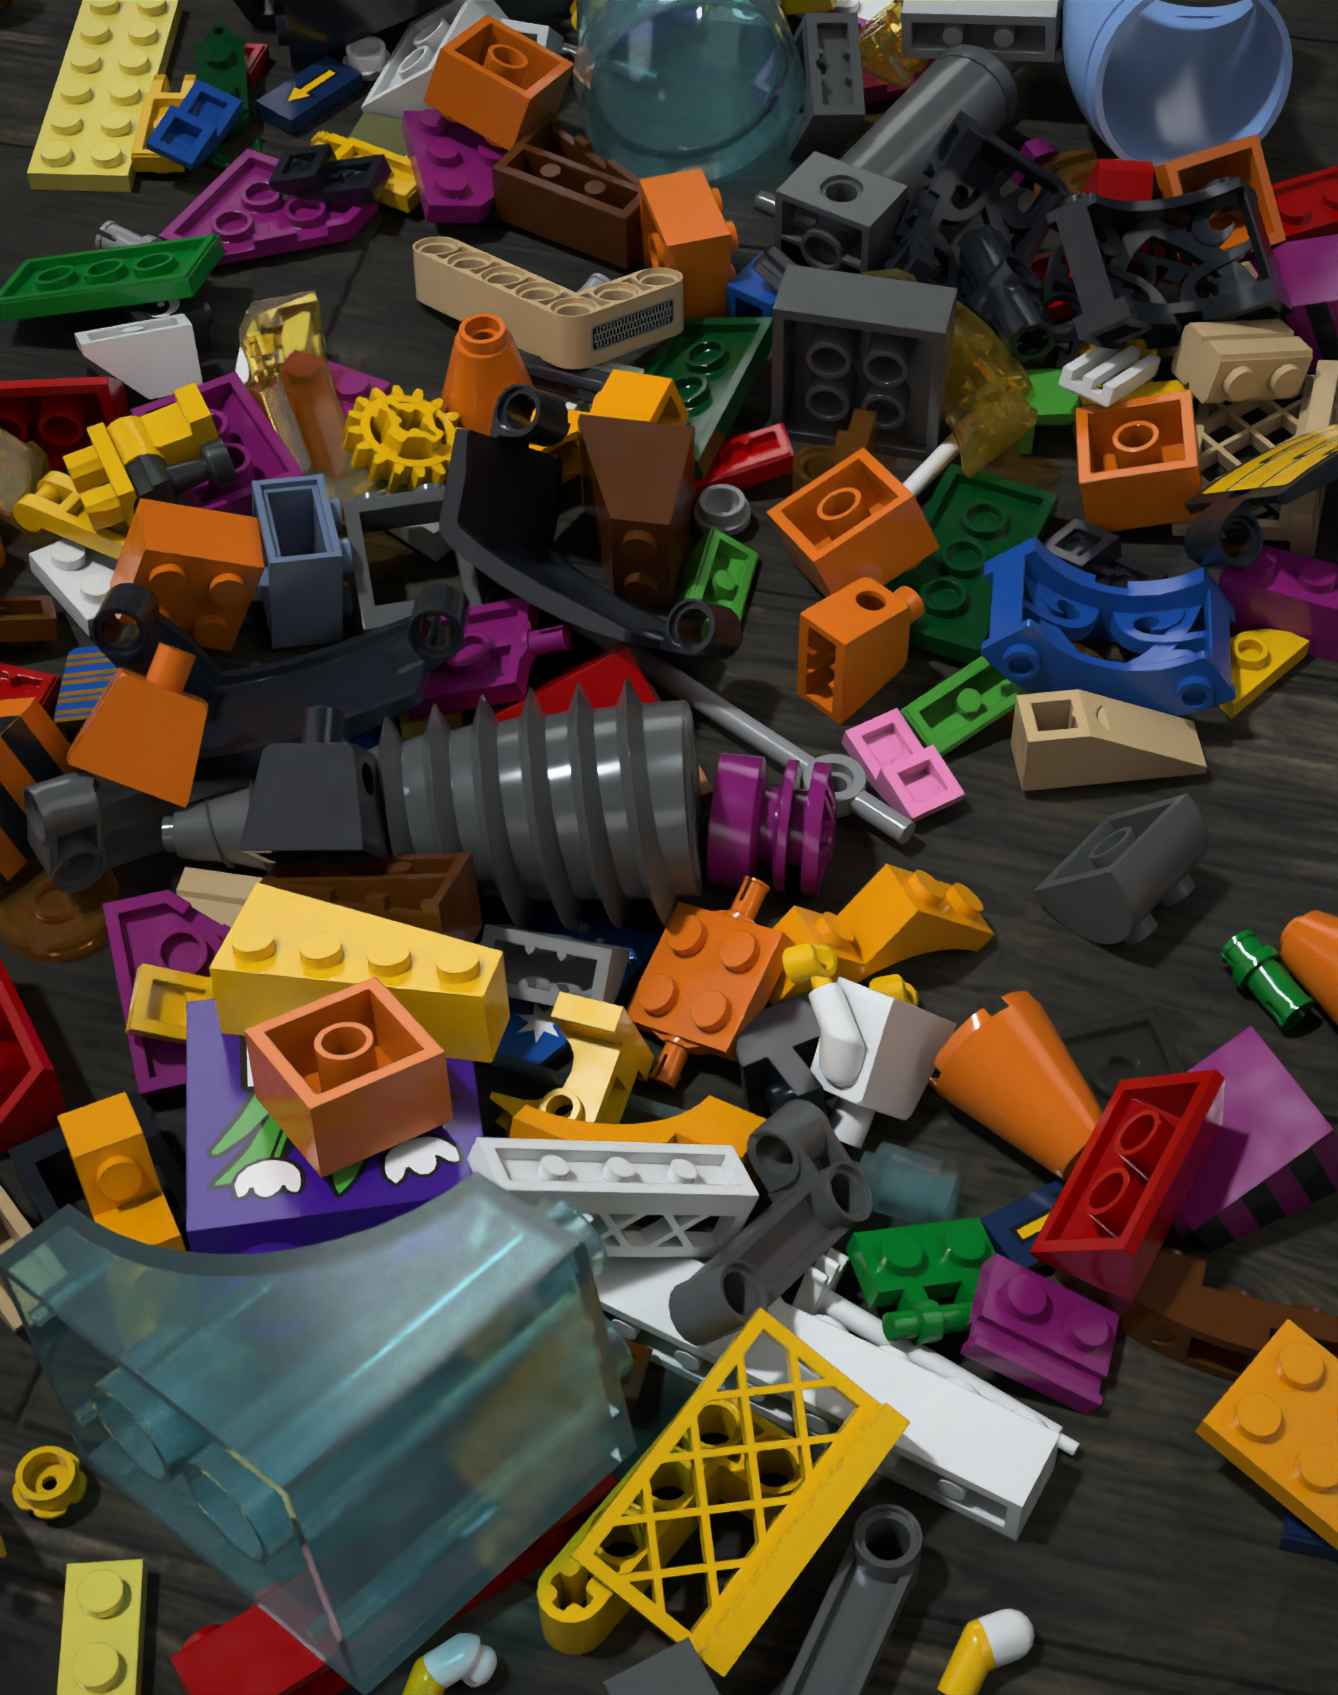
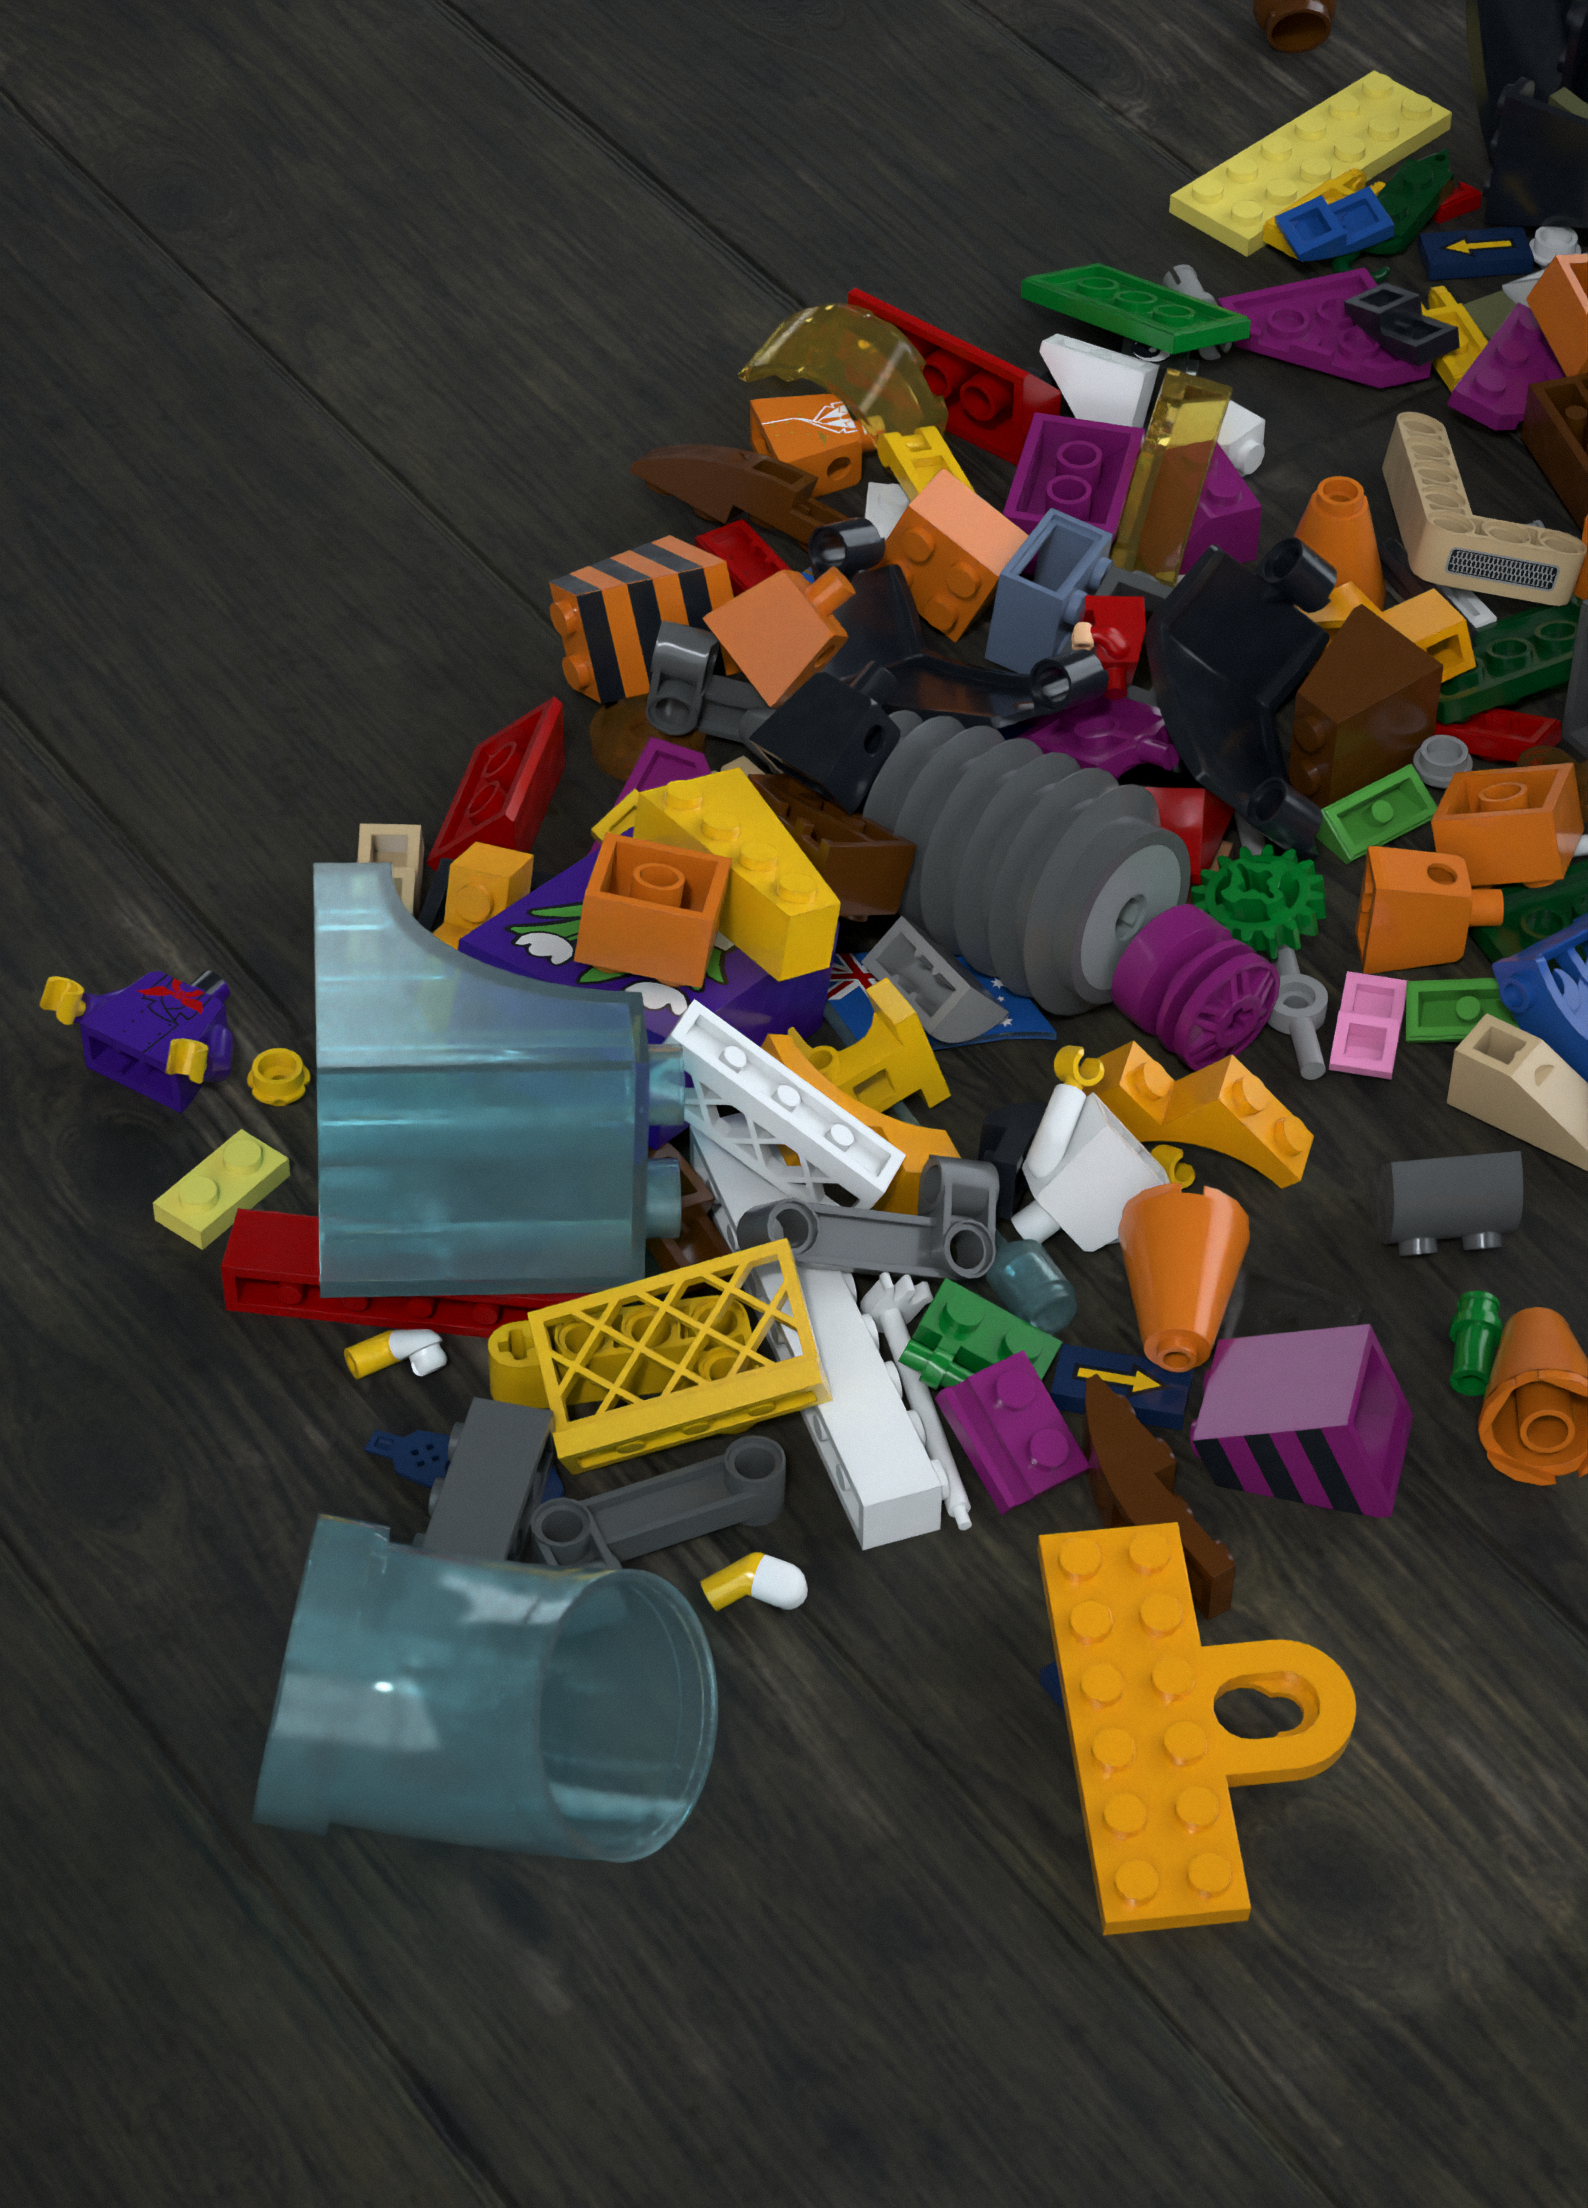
camera: 40 degrees right, 5 degrees down
(149, 459) = (1000, 451): yellow hips -> none
(400, 438) = (1224, 526): yellow gear -> none
(407, 562) = (1115, 633): none -> red piece
(707, 980) = (1019, 1059): orange plate -> none
(739, 717) = (1264, 898): none -> green gear
(1132, 1179) = (1171, 1372): red slope -> none

